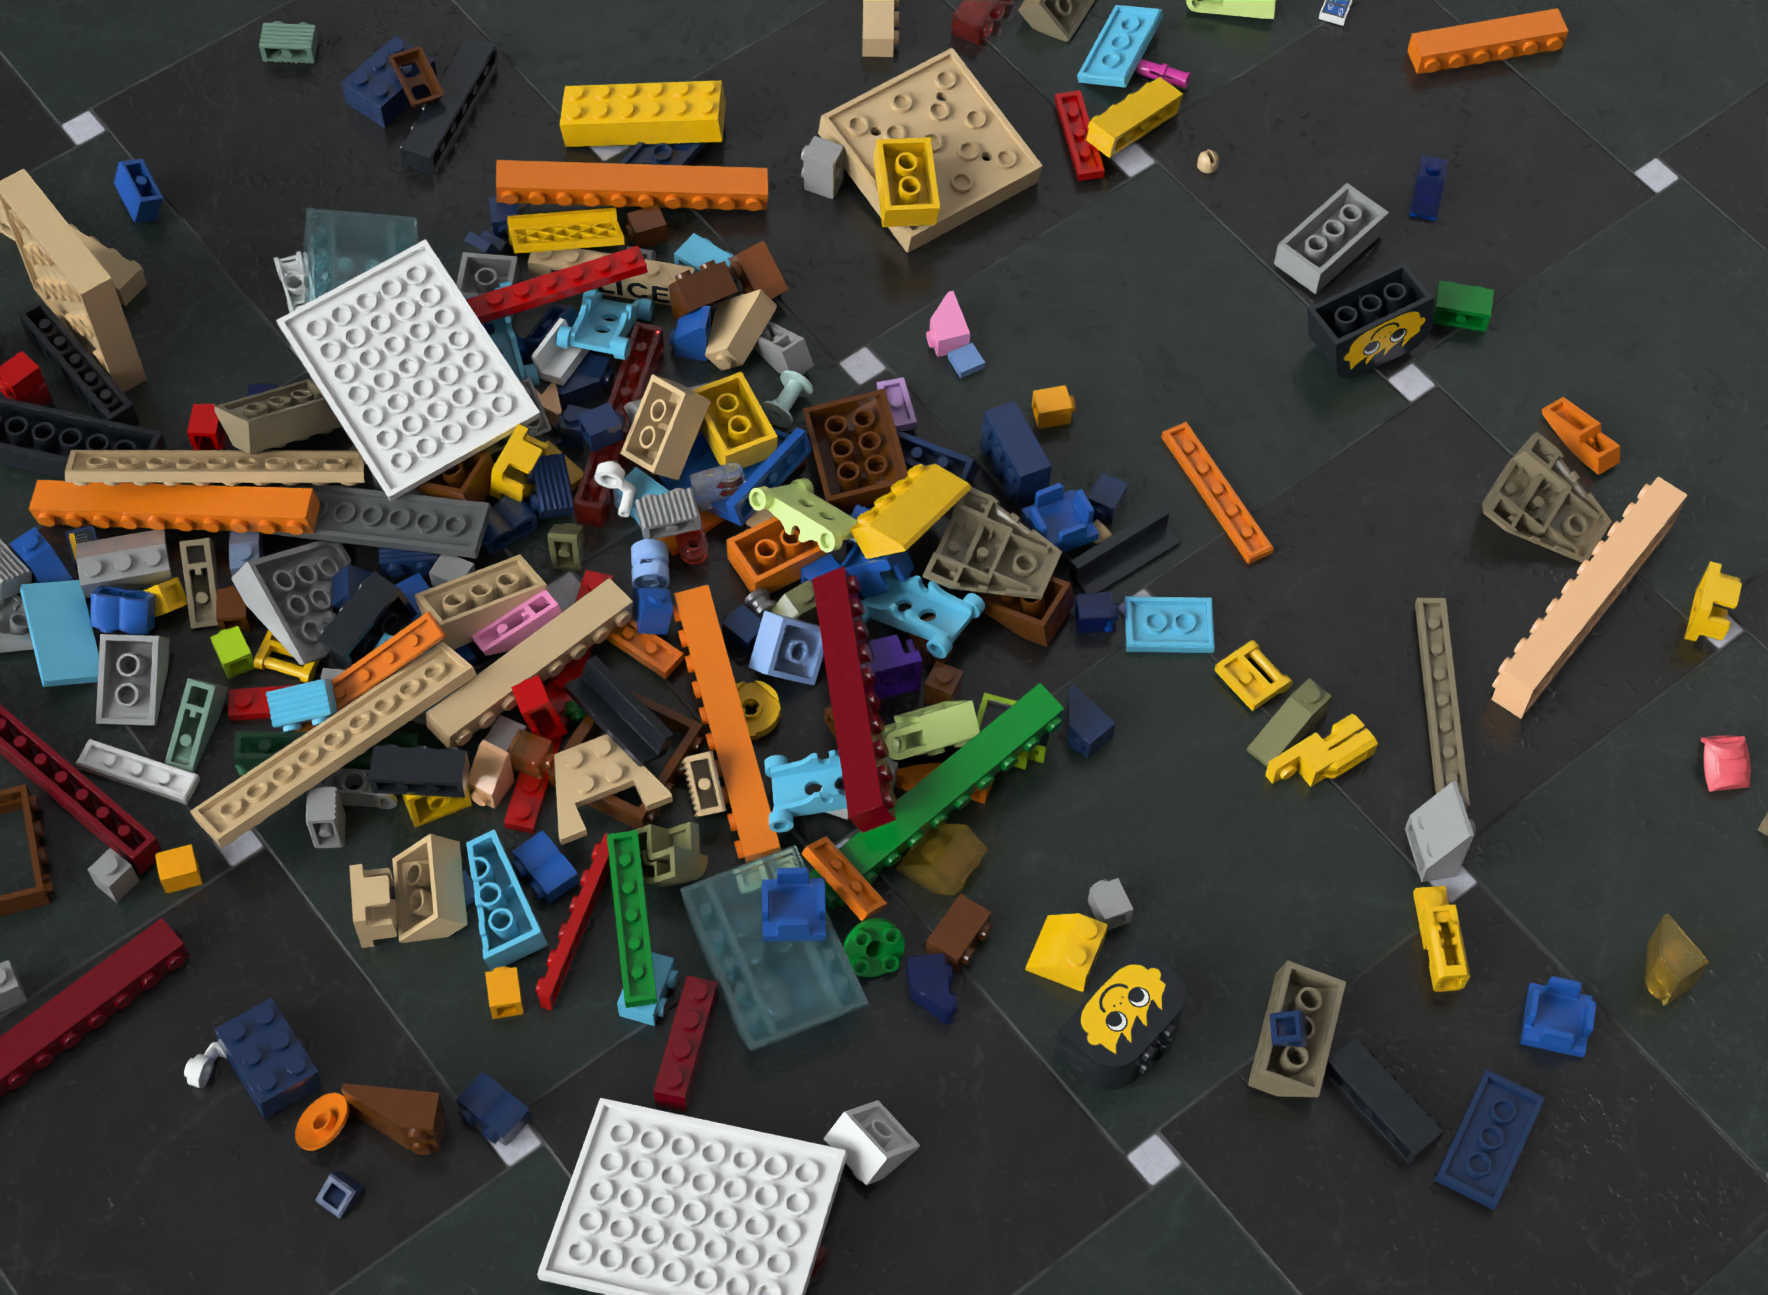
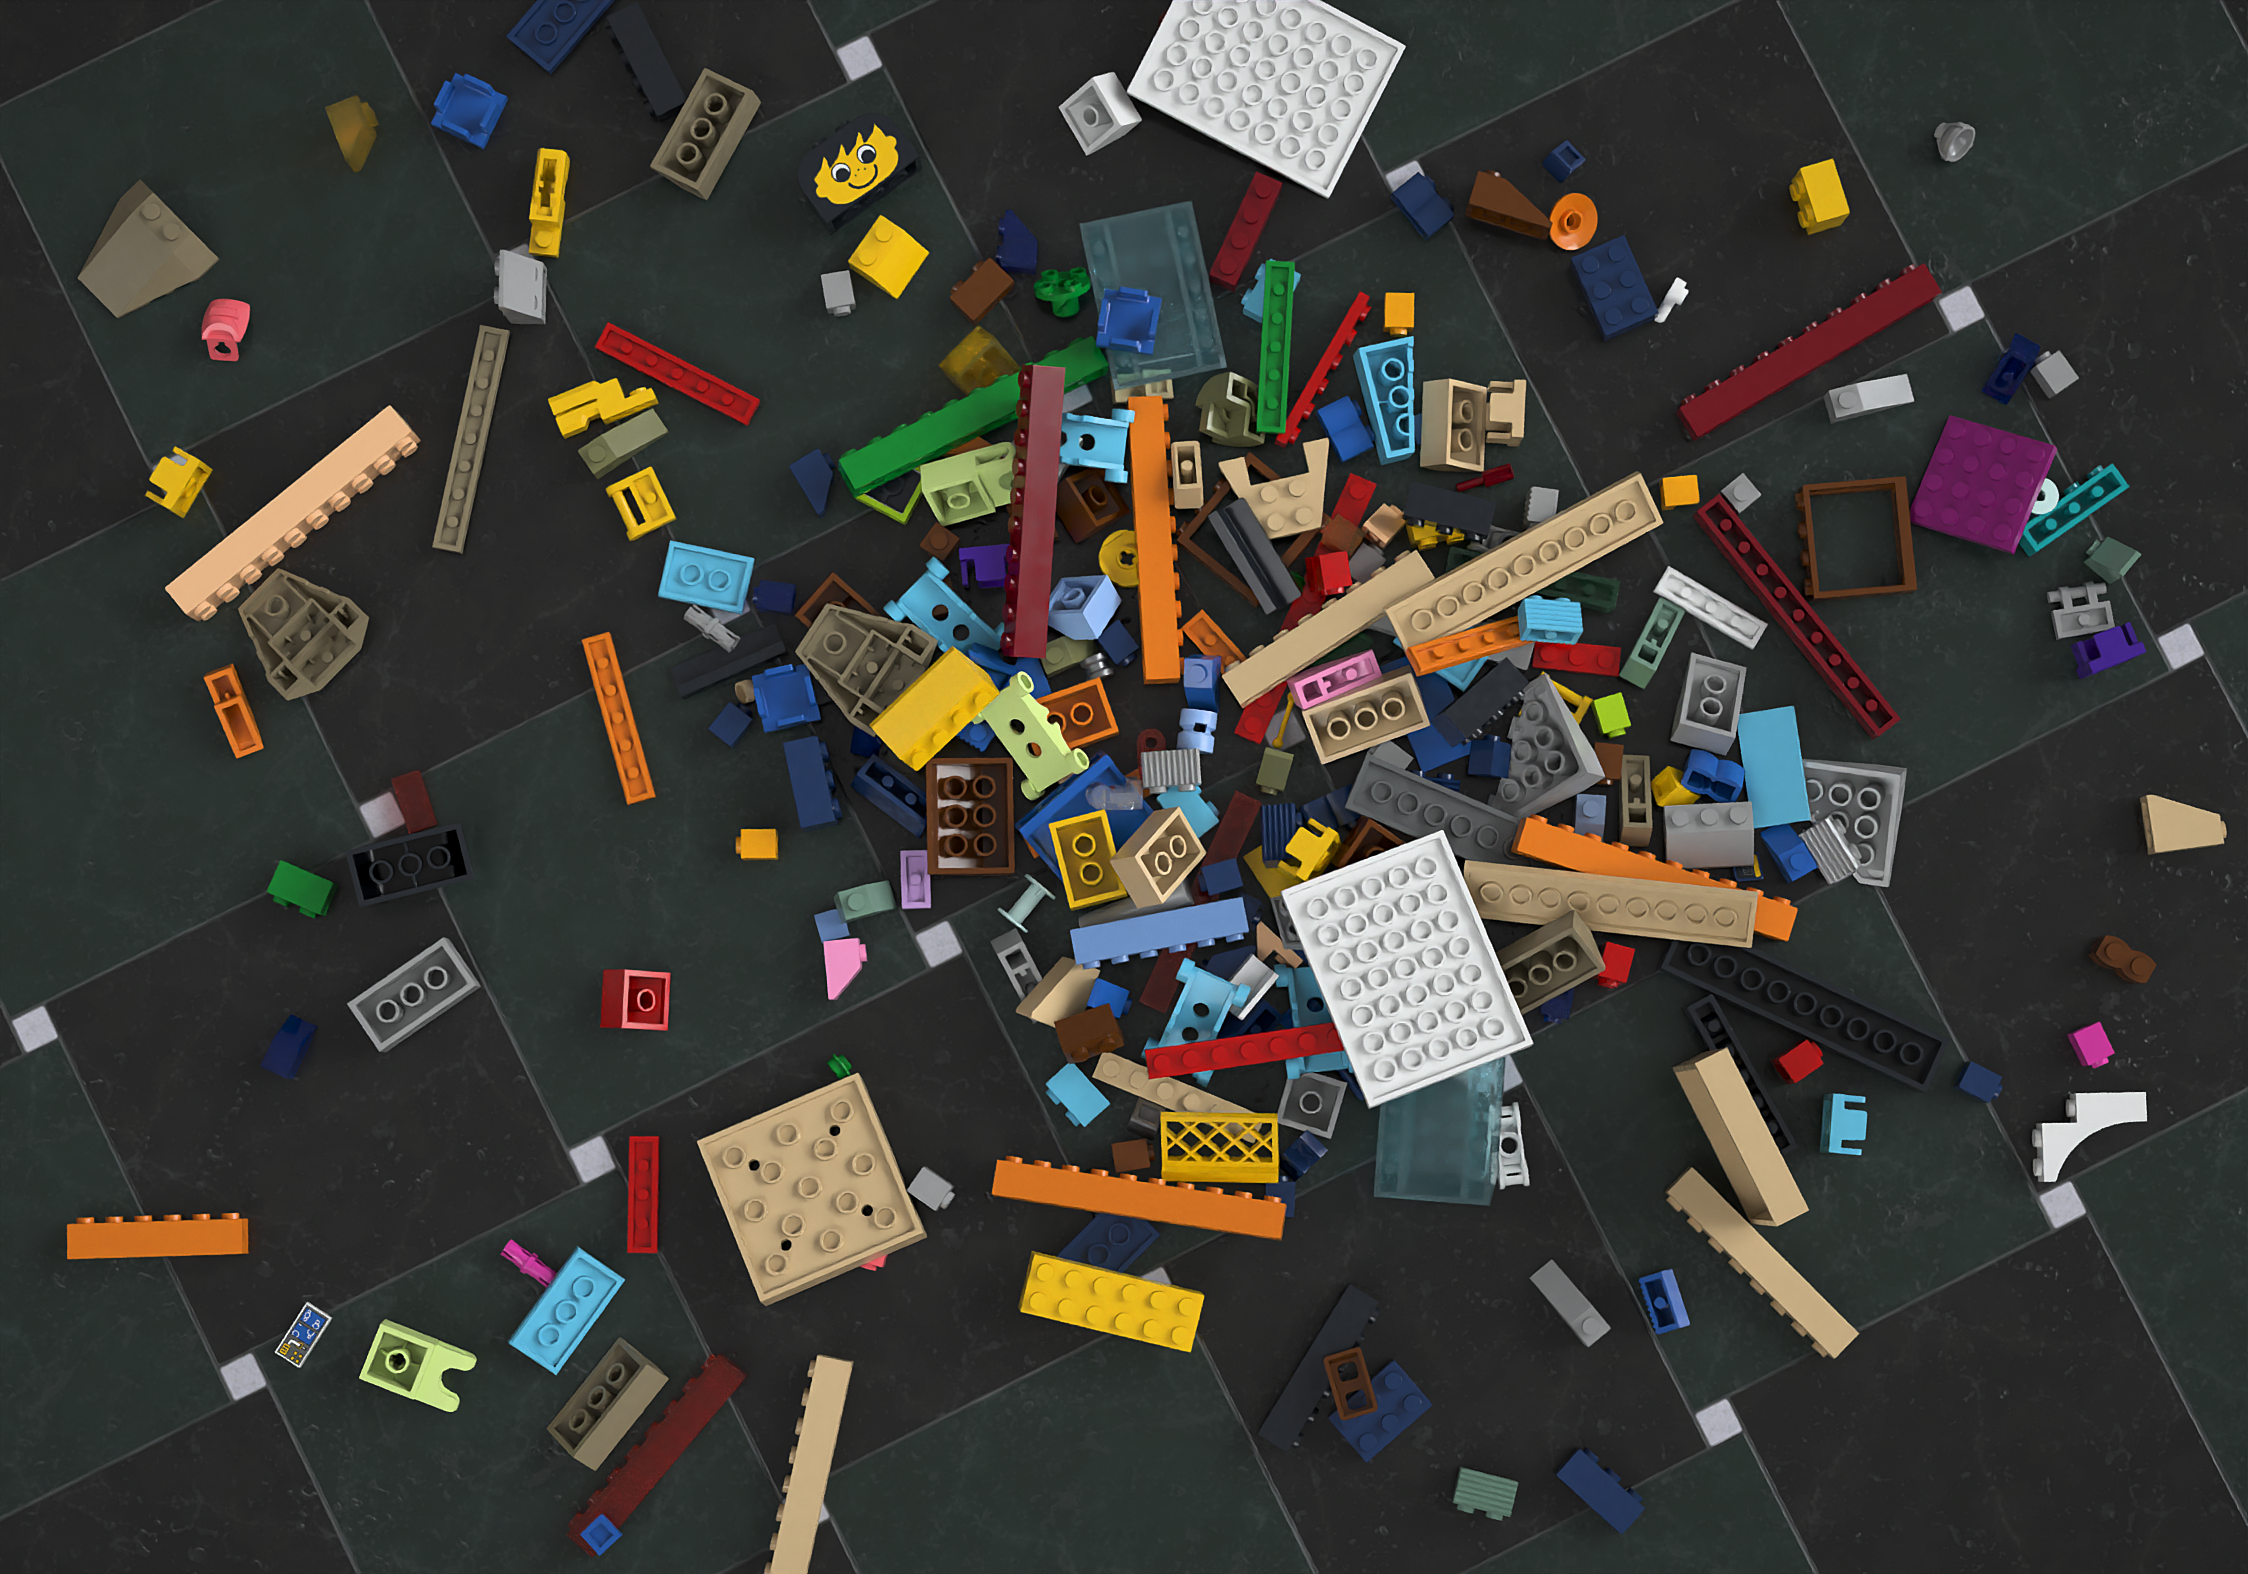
camera: 165 degrees left, 25 degrees up
(39, 1192) = (1819, 197): none -> yellow brick
(186, 58) = (1600, 1489): none -> dark blue brick
(224, 181) = (1570, 1303): none -> light grey slope
(385, 851) = (1488, 478): none -> dark red axle
(568, 578) = (1278, 742): none -> yellow hinge
(612, 476) = (1219, 818): white plate -> none
(685, 363) = (1159, 931): none -> medium blue brick
(757, 271) = (1026, 1059): dark orange brick -> none
(798, 737) = (1088, 503): none -> reddish brown slope
(844, 878) = (1077, 344): orange plate -> none
(906, 182) = (850, 1122): yellow brick -> none
(930, 253) = (839, 1066): none -> green plate
(940, 375) = (864, 901): none -> sand green slope
(1130, 270) = (635, 999): none -> red slope
(1134, 117) = (578, 1198): yellow brick -> none
(1150, 577) = (711, 628): none -> light grey pin
(1204, 163) = (518, 1133): tan hinge -> none
(1254, 798) = (677, 374): none -> red plate
(1289, 1029) = (715, 124): dark blue slope -> none
(1385, 390) = (414, 801): none -> clear red plate

